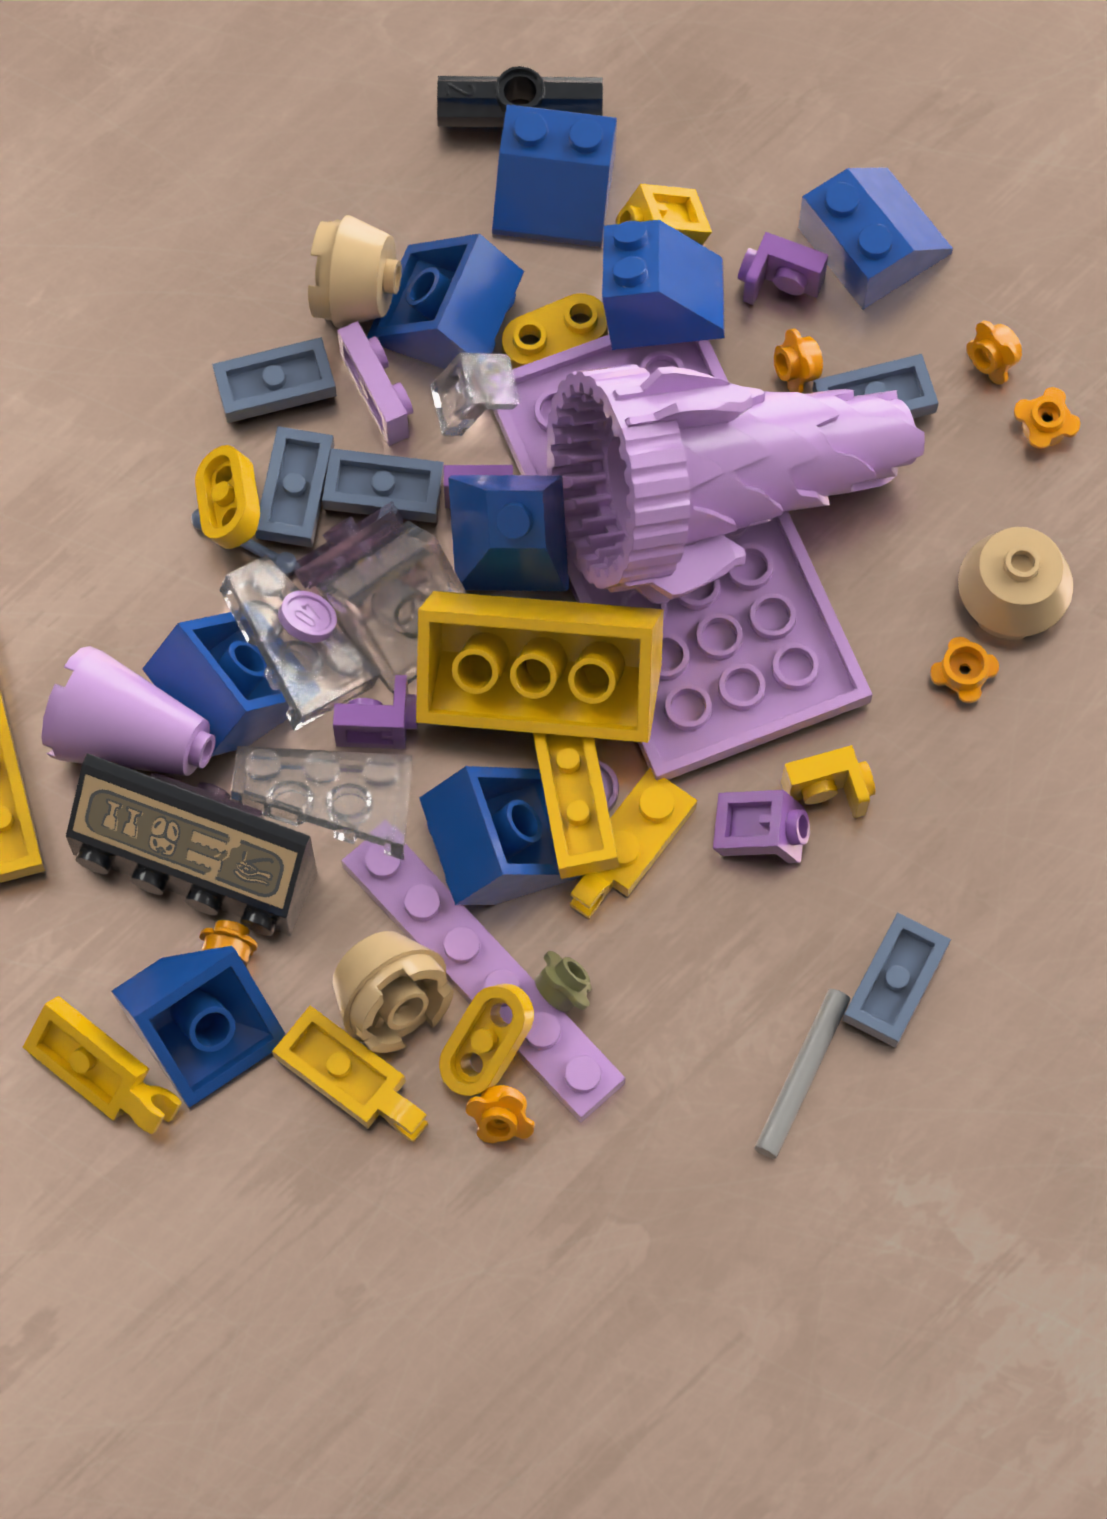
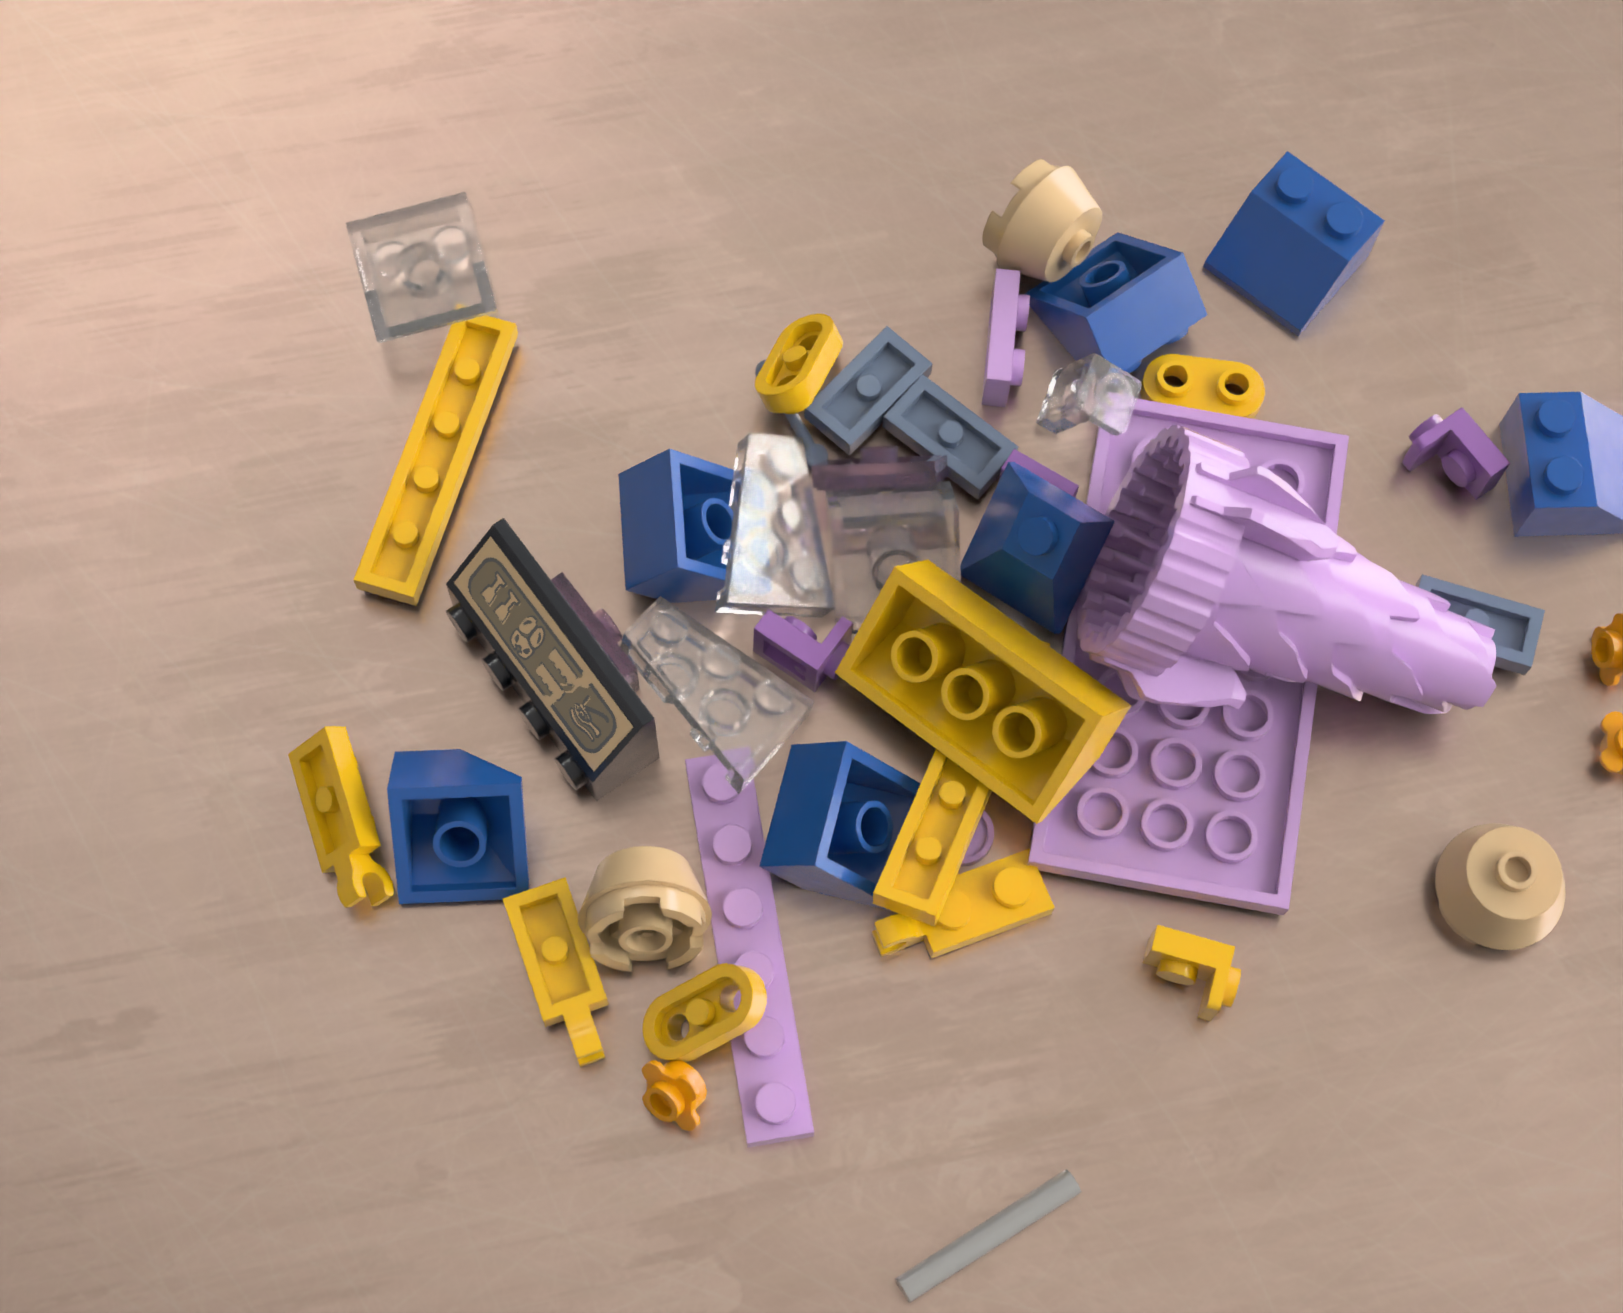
camera: 30 degrees right, 0 degrees up
(122, 720) = (564, 507): lavender cone -> none
(229, 934) = (536, 772): light orange plate -> none
(274, 380) = (913, 283): sand blue plate -> none
(307, 616) = (797, 514): lavender piece -> none
(483, 99) = (1267, 135): black piece -> none
(563, 983) = (814, 1004): olive plate -> none
(660, 286) = (1326, 400): blue slope -> none
(672, 205) = (1371, 338): yellow bracket -> none
(761, 824) = (1100, 969): medium lavender bracket -> none
(798, 360) = (1418, 547): light orange plate -> none
(896, 980) = (1137, 1202): sand blue plate -> none
(970, 654) = (1405, 922): light orange plate -> none

